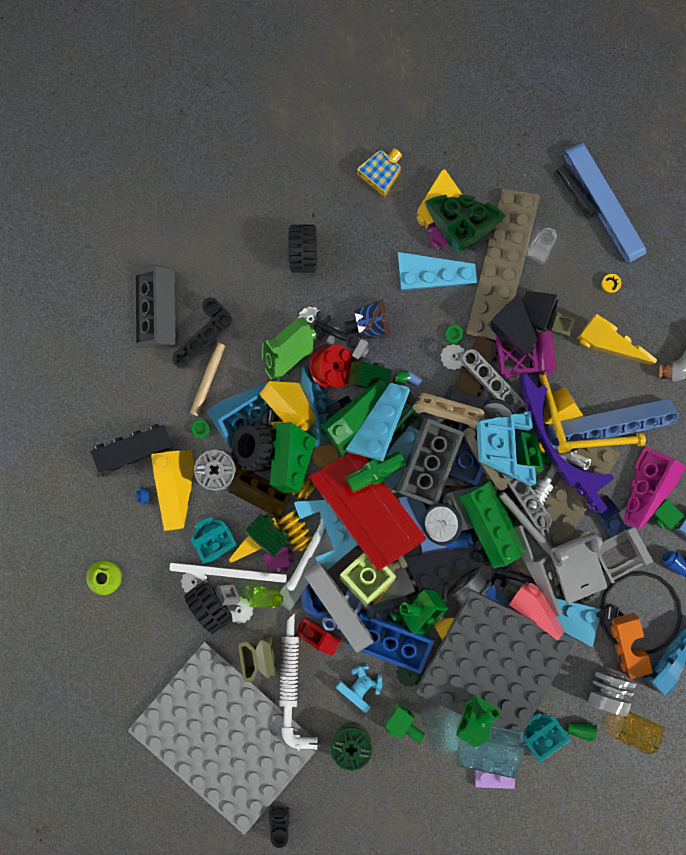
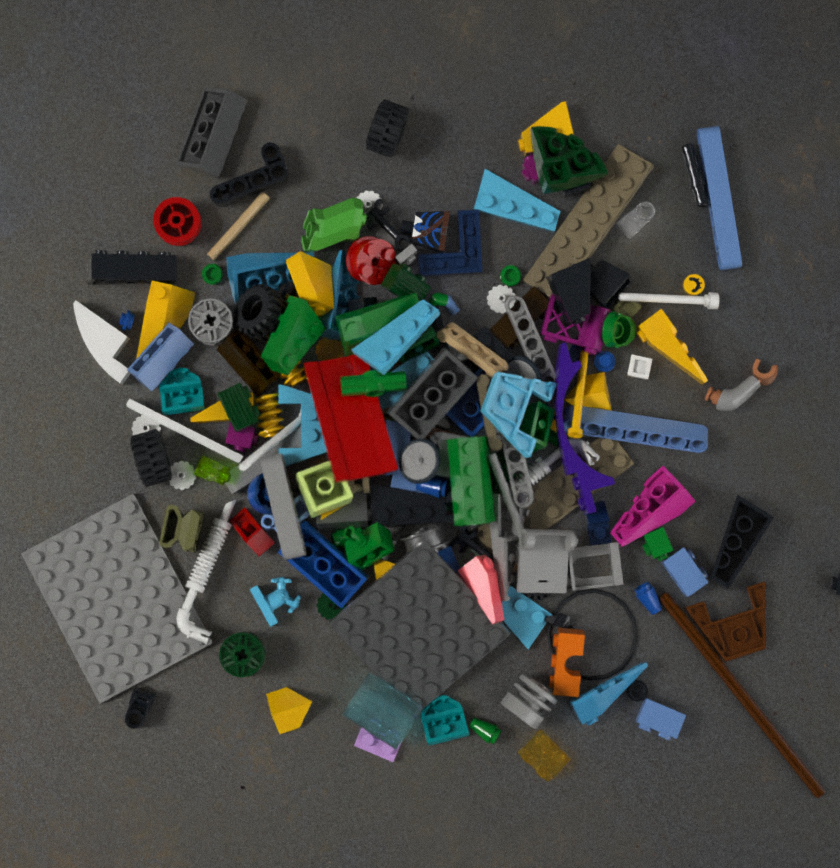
camera: 15 degrees right, 0 degrees up
(113, 574) = (65, 392): lime piece -> none
(128, 522) = (102, 341): none -> white slope
(142, 395) = (185, 230): none -> red wheel
(183, 516) = (160, 356): none -> medium blue brick
(227, 594) = (175, 453): light grey tile -> none
(381, 170) = (500, 78): torso -> none
(385, 608) = (329, 526): black plate -> none
(400, 722) = (301, 649): green brick -> none
(406, 777) = (287, 709): none -> yellow slope
(413, 333) = (463, 262): none -> dark blue plate
(477, 721) = (378, 673): green brick -> none
(561, 377) = (604, 361): none -> blue plate
(564, 346) = (618, 330): none -> green piece
(593, 370) = (639, 367): none -> white plate
(630, 291) = (709, 300): none -> white piece
(639, 439) = (658, 455): yellow bar -> none

